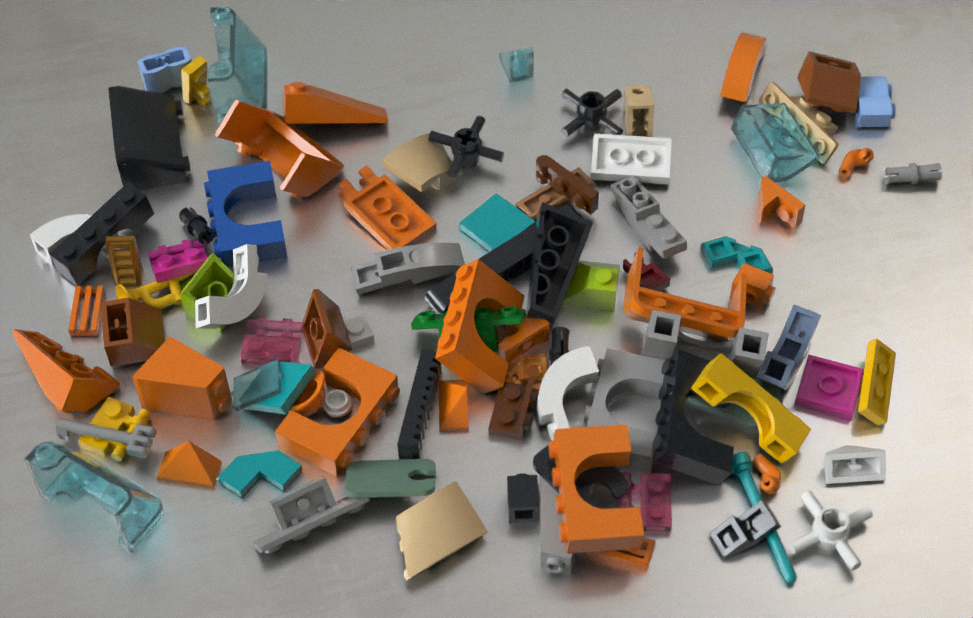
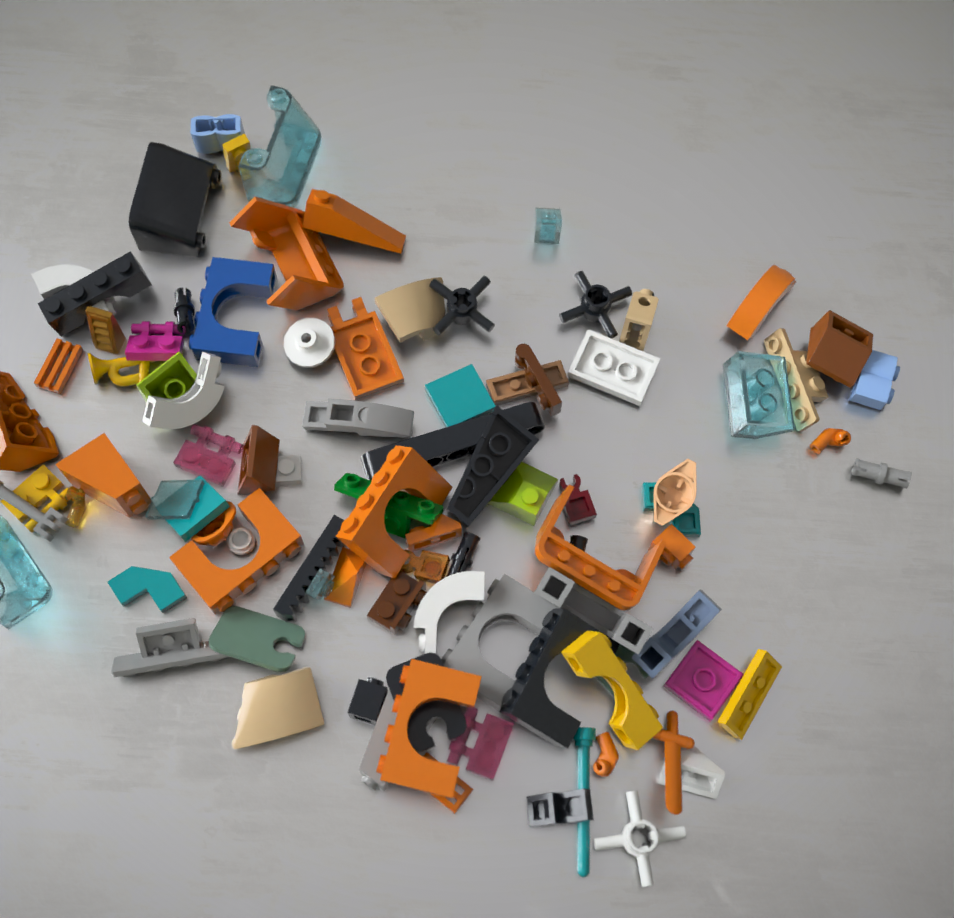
camera: 15 degrees right, 15 degrees up
(131, 331) = (85, 405): dark orange slope -> none
(159, 422) = (78, 506): none -> clear yellow arm
(189, 466) = (88, 562): orange slope -> none
(332, 217) = (316, 350): none -> white piece
(434, 412) = (321, 585): none -> clear light blue plate
(645, 218) = (602, 440): light grey slope -> none
(736, 233) = (675, 492): none -> light nougat hat
(779, 201) = (733, 459): orange slope -> none
(828, 443) = (673, 773): none -> orange sword

